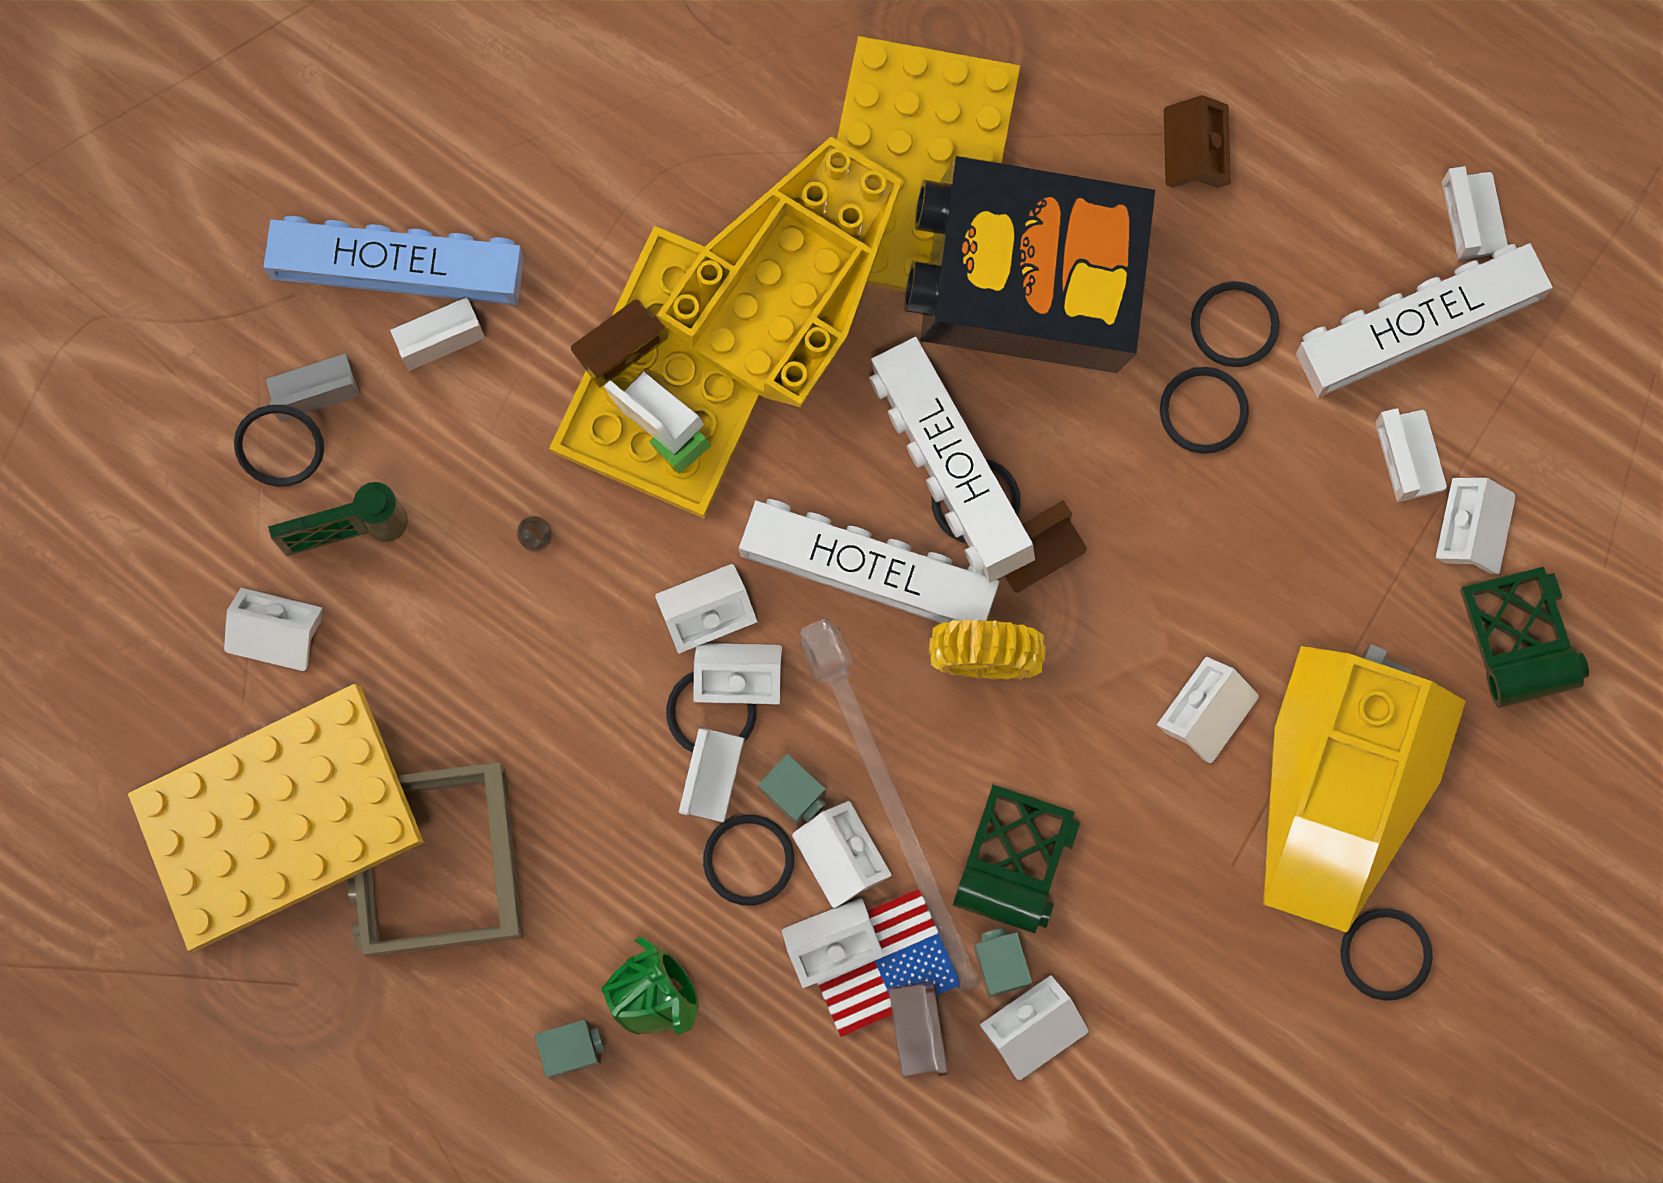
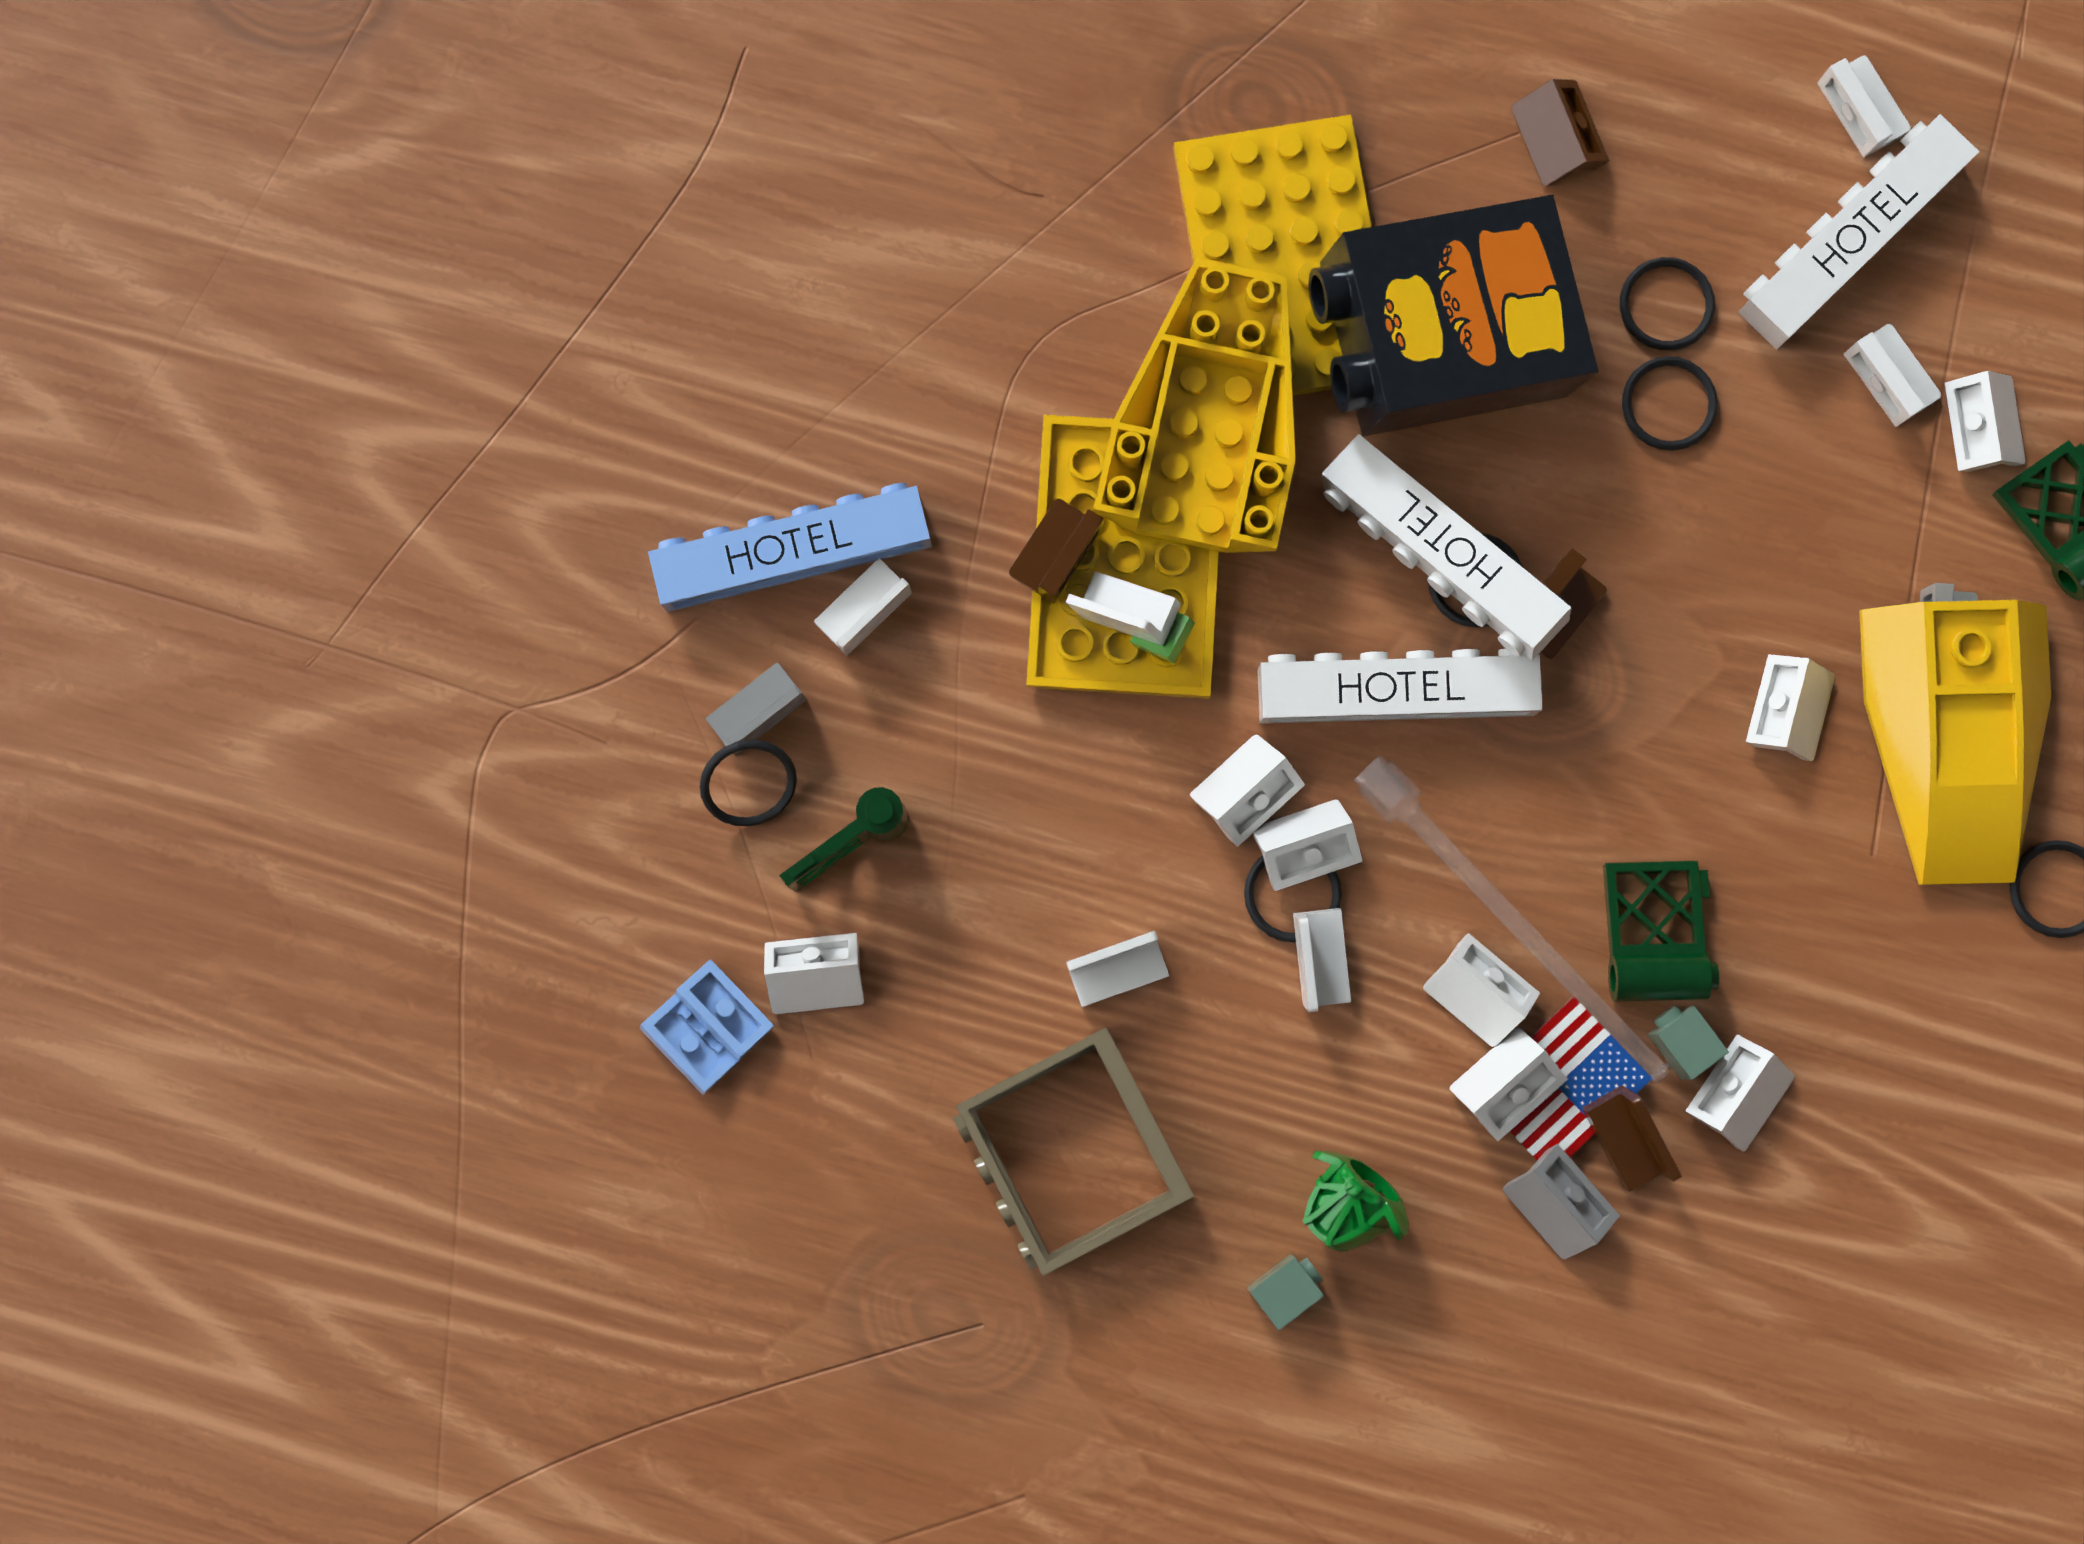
camera: 20 degrees left, 5 degrees up
(163, 641) = (706, 1027): none -> light blue slope
(275, 818) = (898, 1168): yellow plate -> none
(530, 541) = (1038, 785): clear smoke hinge -> none
(533, 718) = (1117, 969): none -> white panel
(748, 819) = (1432, 1030): black tyre -> none
(793, 791) = (1410, 944): sand green brick -> none
(838, 1062) = (1562, 1203): none -> light grey panel
(987, 649) = (1556, 730): yellow gear -> none

